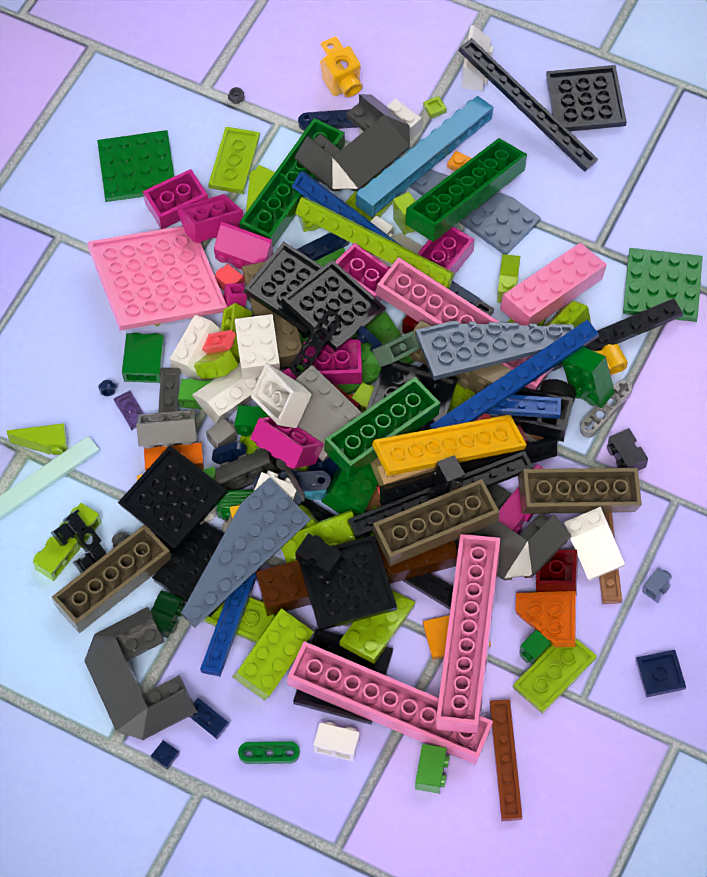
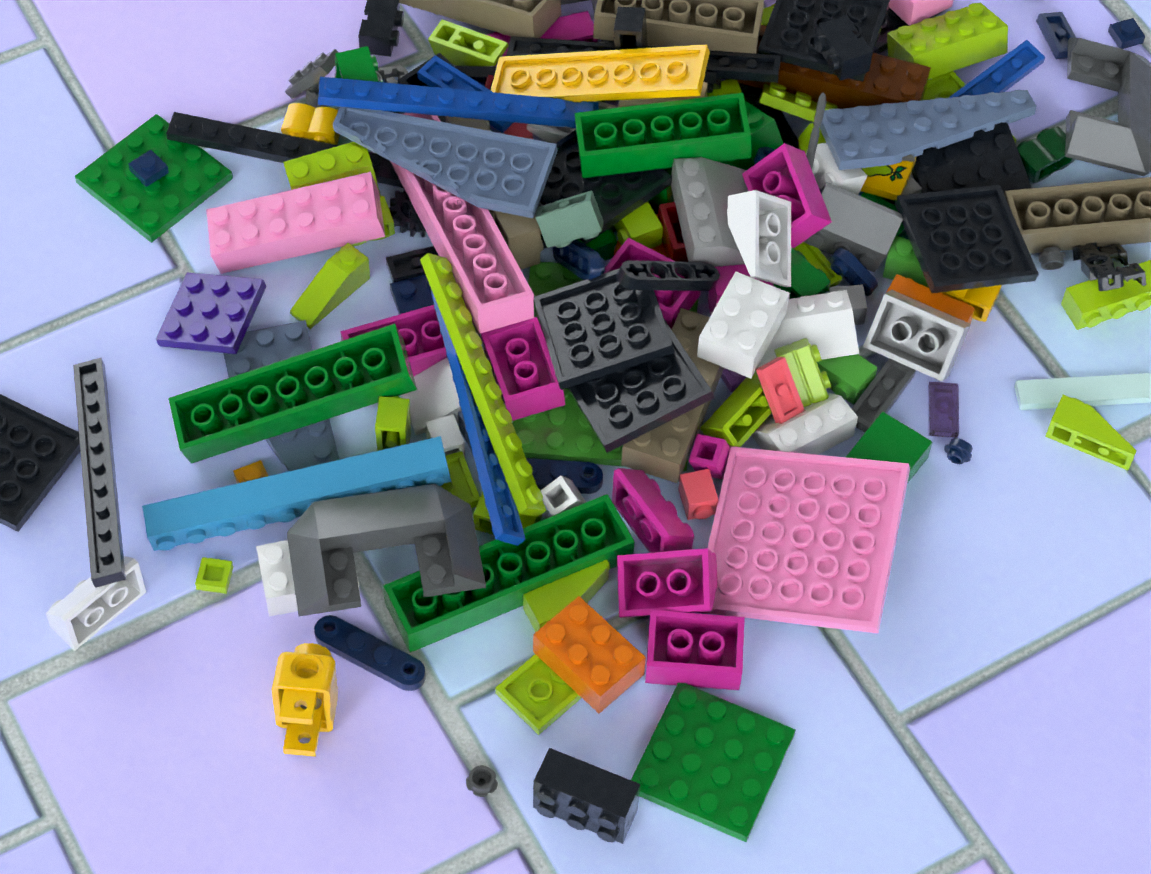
camera: 150 degrees left, 5 degrees down
(180, 105) = (585, 796): none -> black brick
(223, 161) = (589, 654): none -> orange brick
(294, 231) = (561, 495): none -> white brick
(555, 224) = (211, 313): none -> plate
(557, 455) = (465, 45): none -> lime slope
(627, 379) = (311, 73): none -> dark grey plate
(664, 276) = (148, 168): none -> dark blue plate

